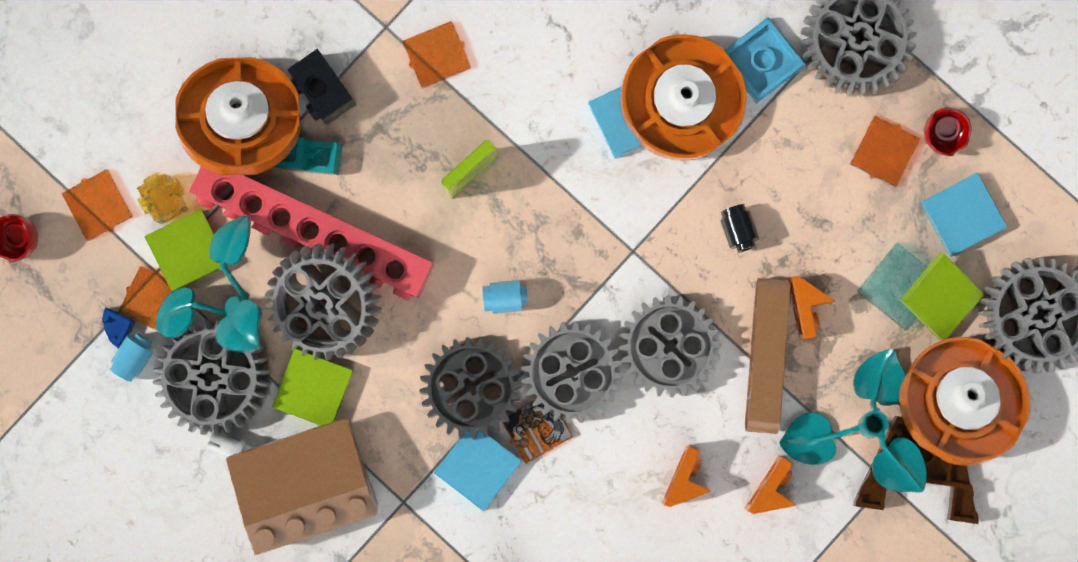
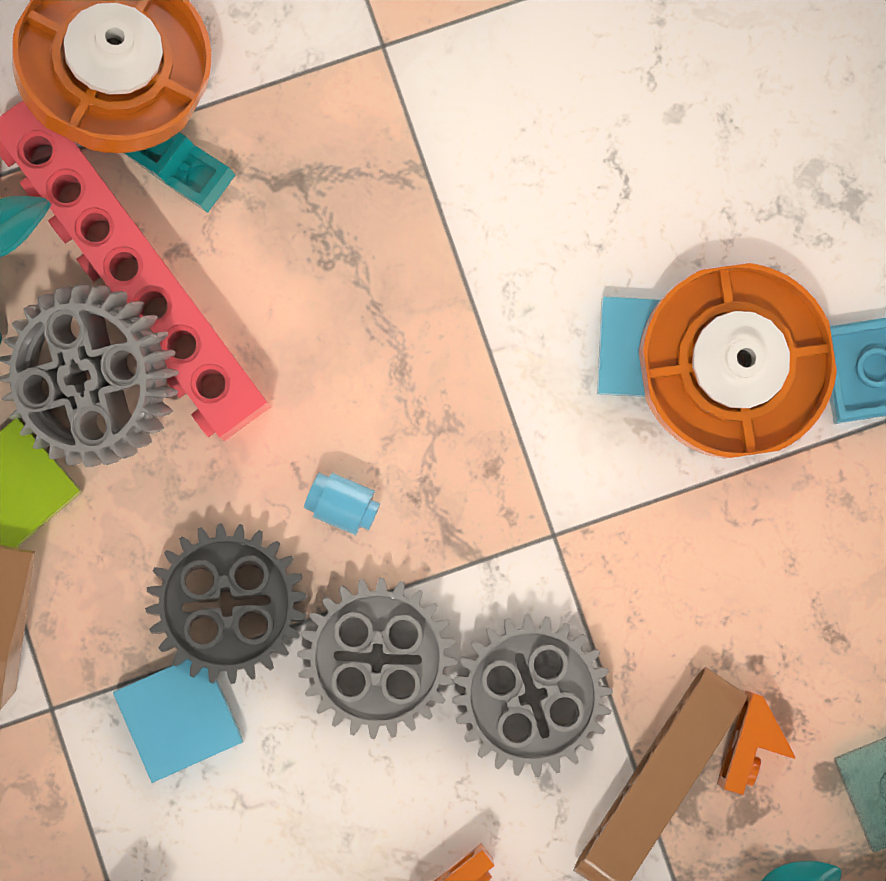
camera: 20 degrees right, 0 degrees up
(314, 70) = (251, 51): black brick -> none
(436, 54) = (431, 120): clear orange piece -> none
(469, 168) = (388, 300): lime tile -> none
(534, 432) = (281, 713): piece -> none
(739, 228) = (717, 584): black brick -> none

